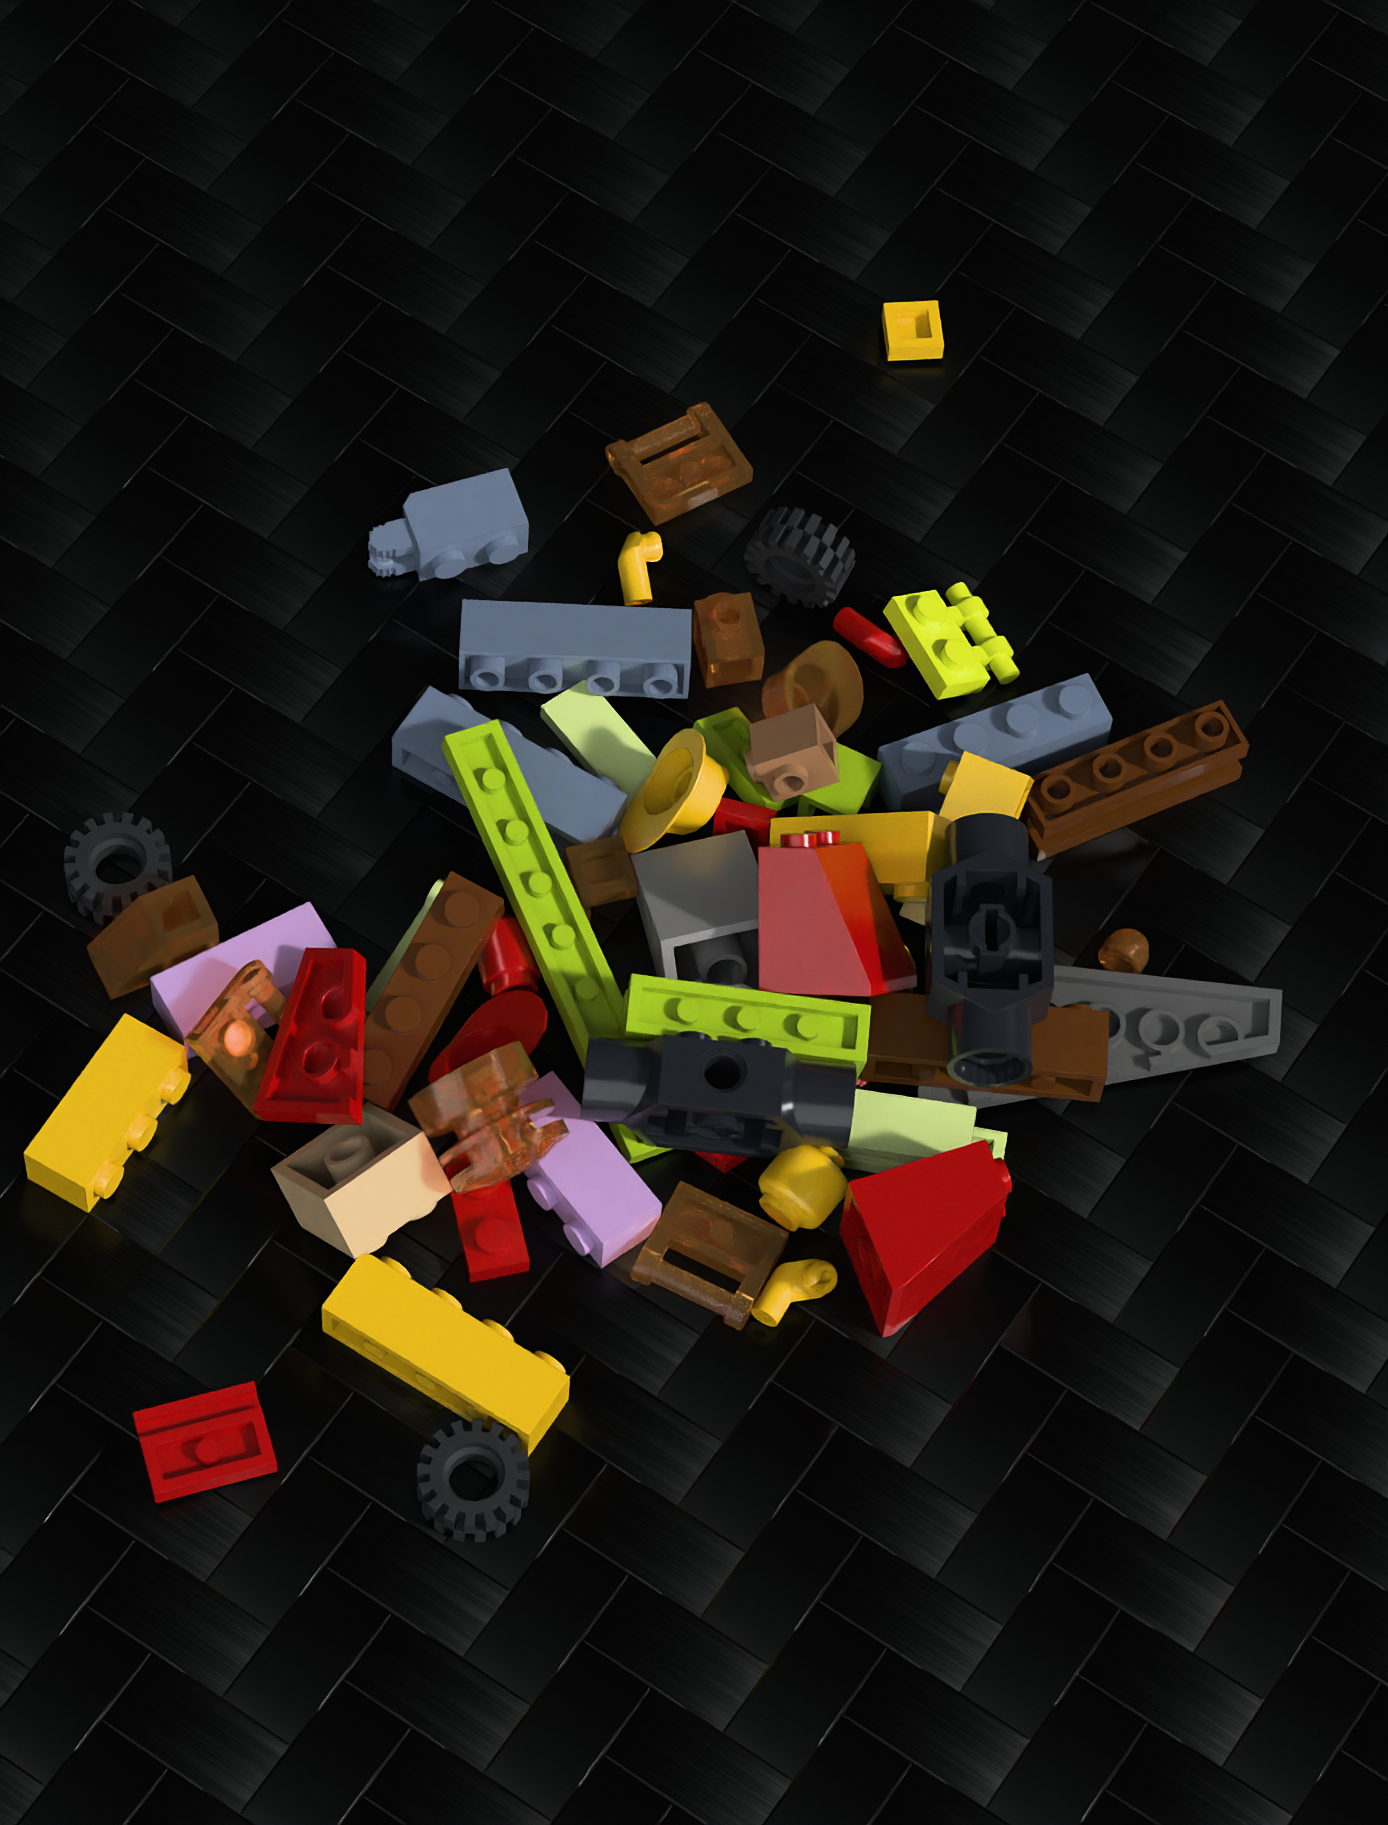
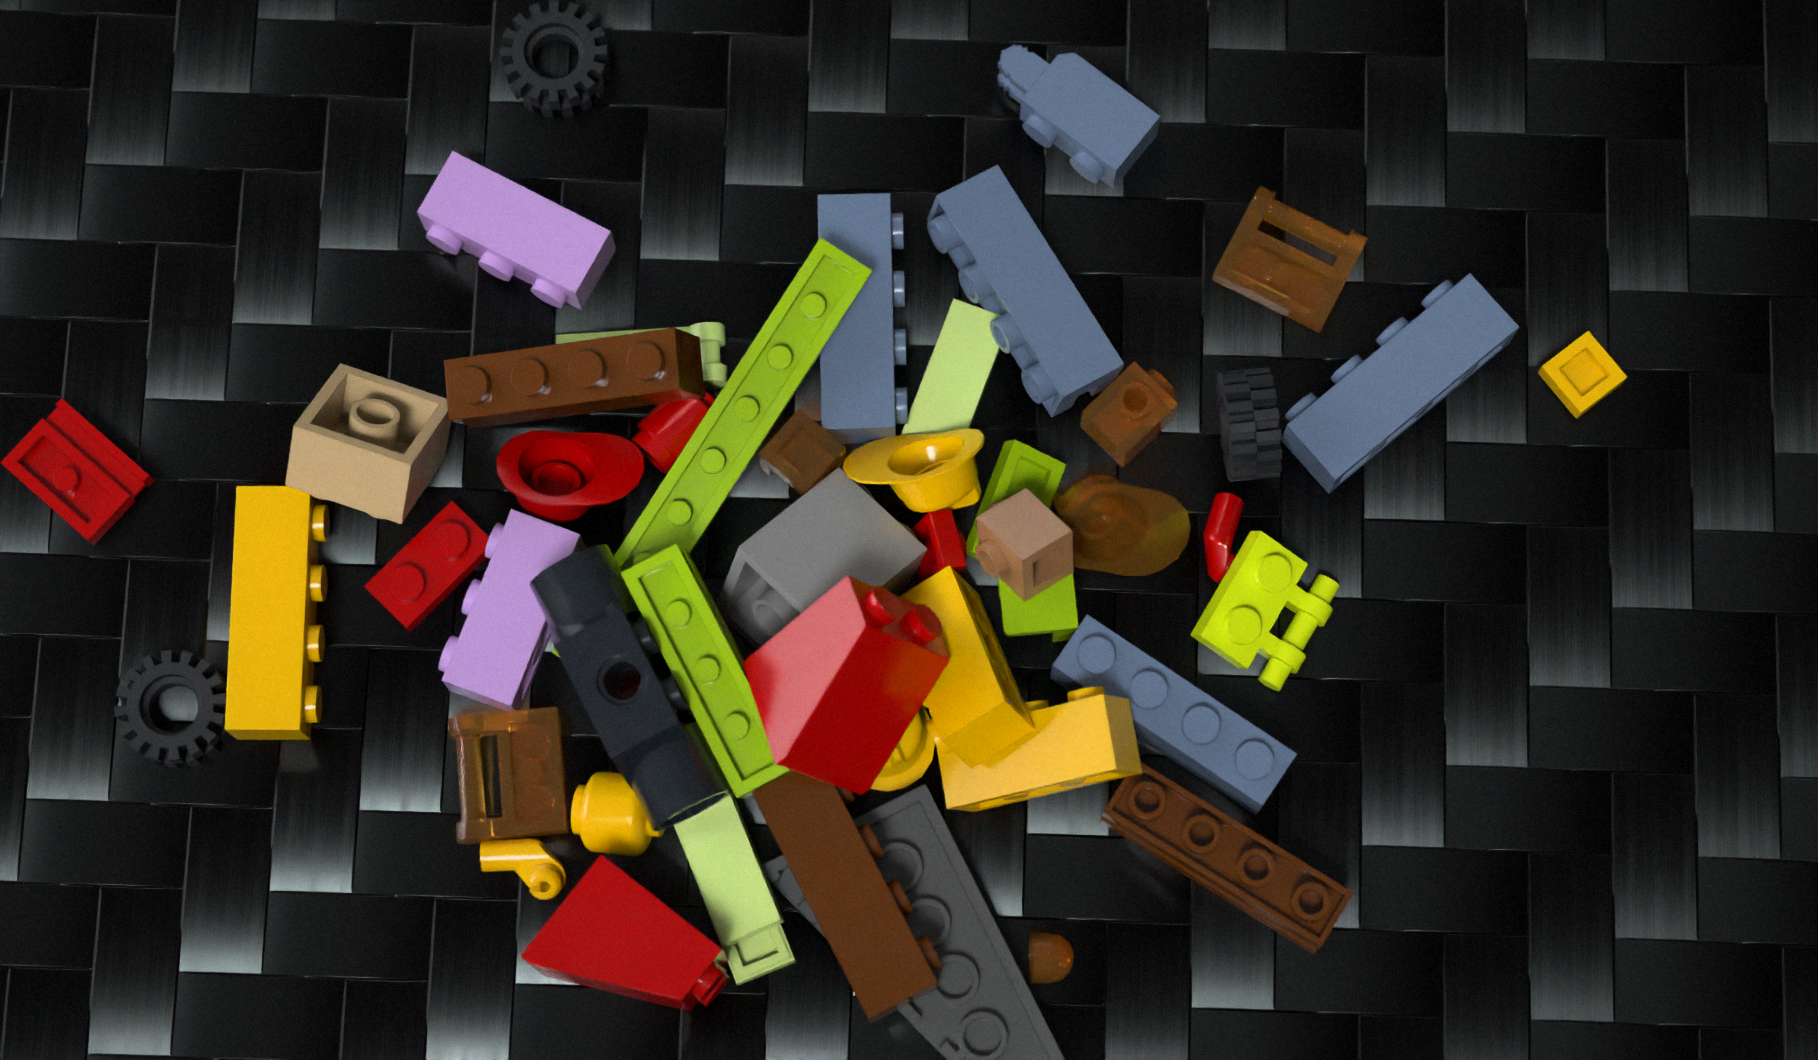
camera: 65 degrees right, 15 degrees up
(108, 1114) = (320, 201): yellow brick -> none
(153, 936) = (504, 133): clear orange slope -> none
(232, 1039) = (435, 276): clear orange plate -> none
(320, 1044) = (465, 326): red wing -> none
(488, 1118) = (460, 518): clear orange wheel -> none
(633, 569) = (1155, 283): yellow arm -> none
(833, 441) = (1398, 382): none -> sand blue brick
(988, 949) = (907, 837): black brick -> none

